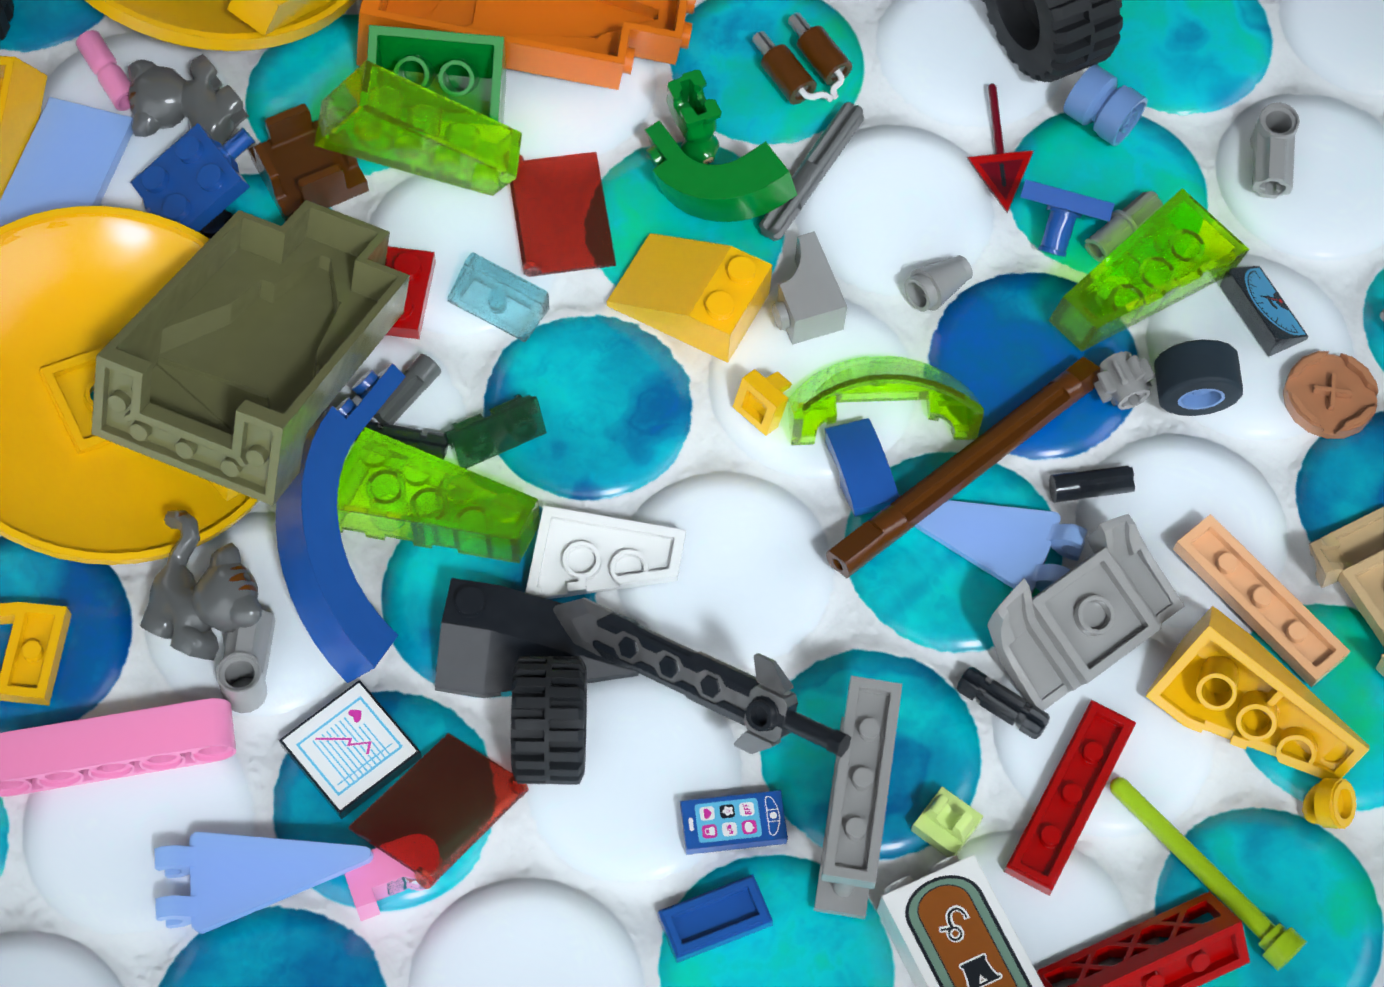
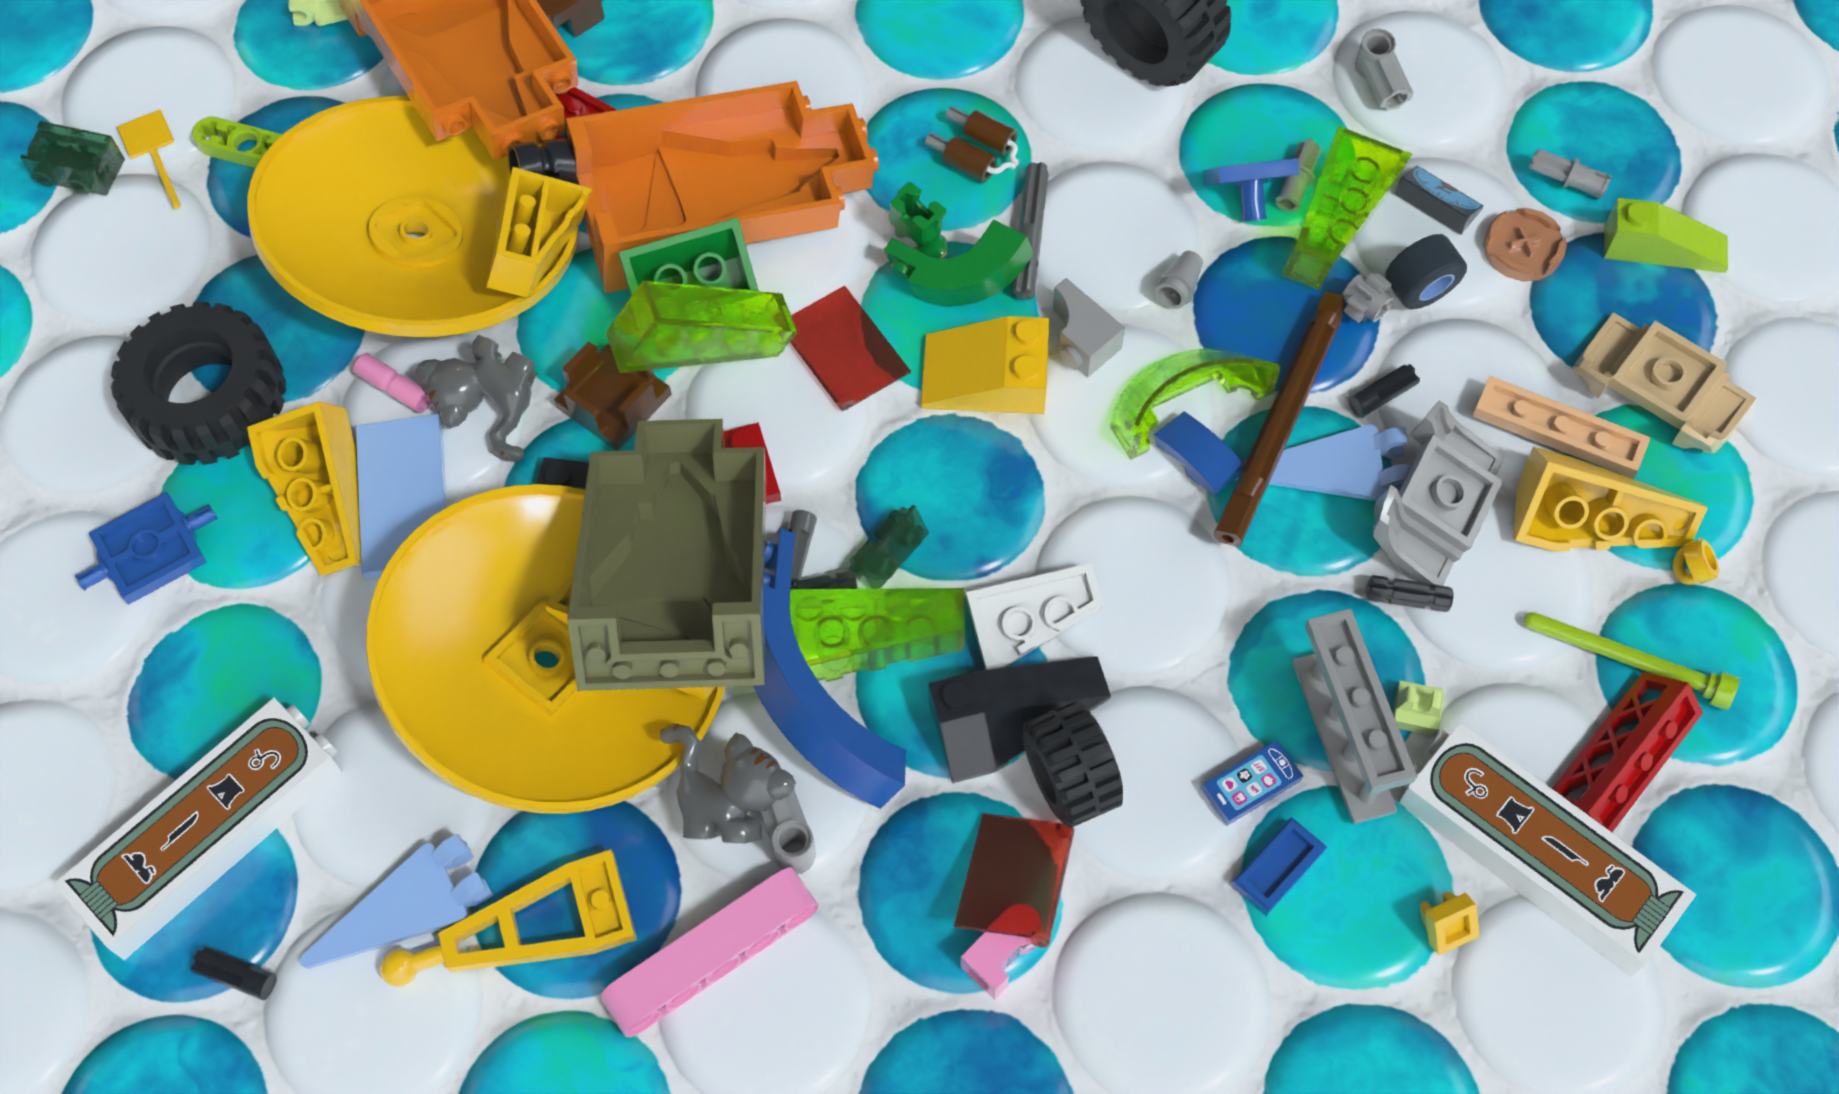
camera: 20 degrees left, 0 degrees up
(194, 178) = (525, 442): blue plate -> none
(245, 874) = (887, 1003): light blue flag -> none
(350, 749) = (911, 862): white tile -> none
(499, 297) = (832, 437): clear light blue slope -> none
(756, 702) = (1248, 674): sword -> none
(762, 399) = (1093, 432): yellow tile -> none
(1002, 170) = (1177, 170): piece -> none
(1070, 798) = (1499, 646): red tile -> none
(1100, 101) = (1235, 84): medium blue wheel -> none

